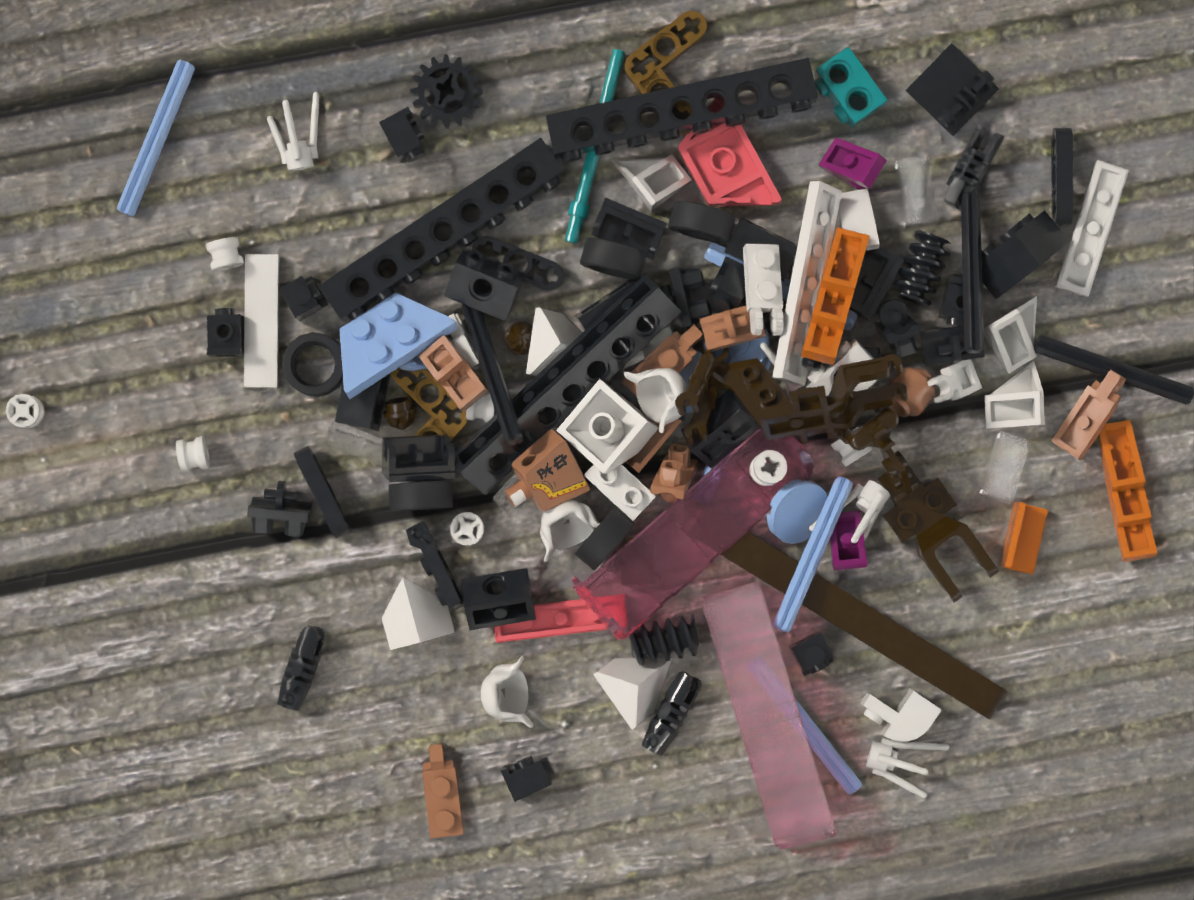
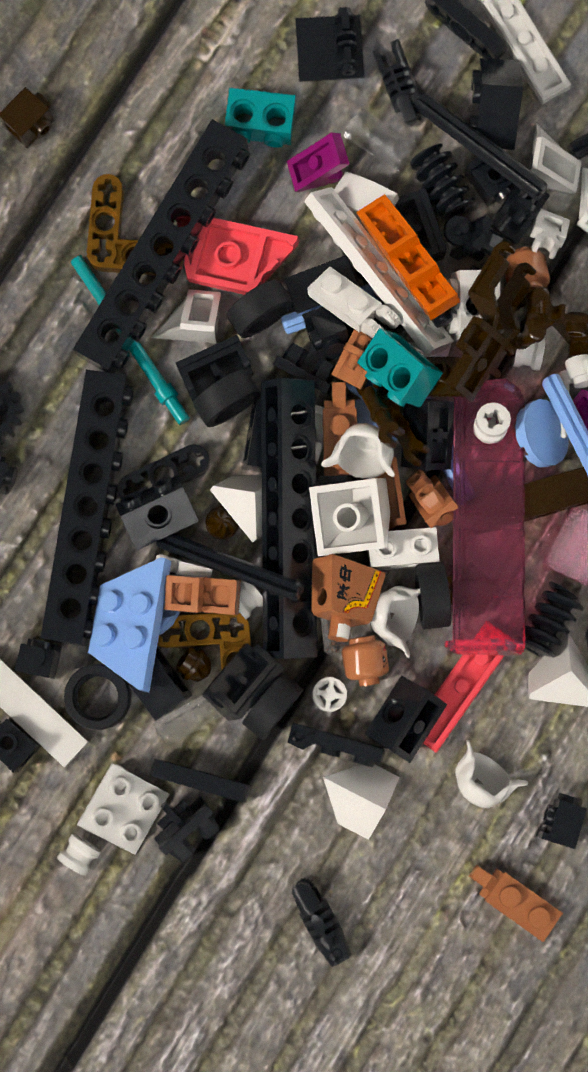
camera: 50 degrees left, 5 degrees down
(253, 455) = (123, 808): none -> white hinge
(515, 532) = (365, 660): none -> nougat head
(742, 365) = (402, 364): none -> teal brick

